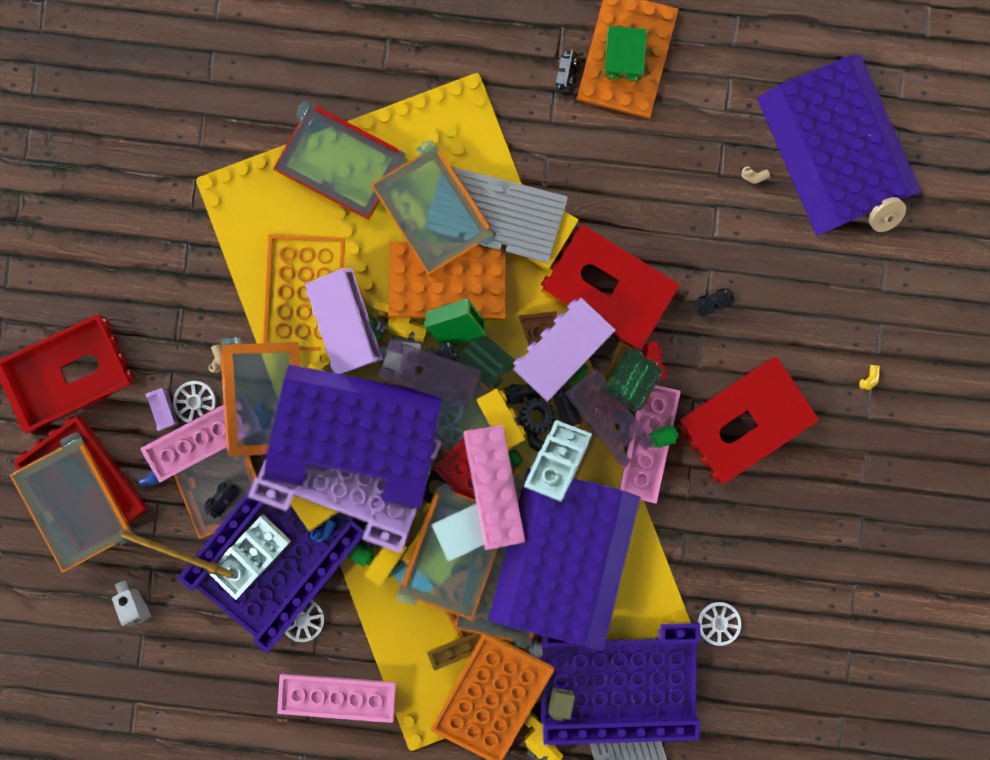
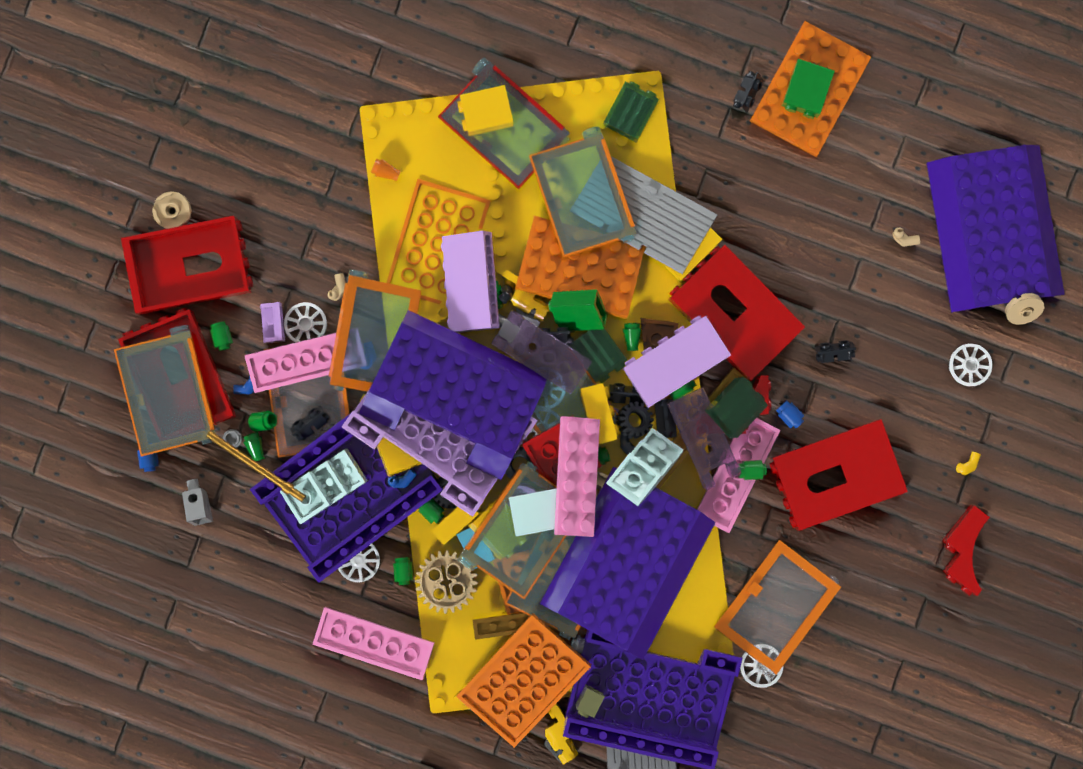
camera: 15 degrees right, 0 degrees up
(28, 320) = (162, 208): none -> tan plate
(73, 575) = (148, 462): none -> blue brick
(114, 434) = (221, 336): none -> green brick
(150, 531) = (233, 437): none -> light grey plate
(173, 533) = (254, 445): none -> green cone
(174, 507) = (262, 421): none -> green brick
(234, 234) = (385, 170): none -> orange cone
(317, 151) = (485, 110): none -> yellow brick
(348, 619) = (403, 570): none -> green brick
(376, 627) = (429, 585): none -> tan gear
(459, 117) = (631, 111): none -> clear green brick
(514, 335) = (632, 335): none -> green cone
(686, 373) = (790, 414): none -> blue brick
(721, 564) = (777, 608): none -> clear door
(847, 282) = (970, 365): none -> white wheel
(883, 454) = (962, 541): none -> red arch

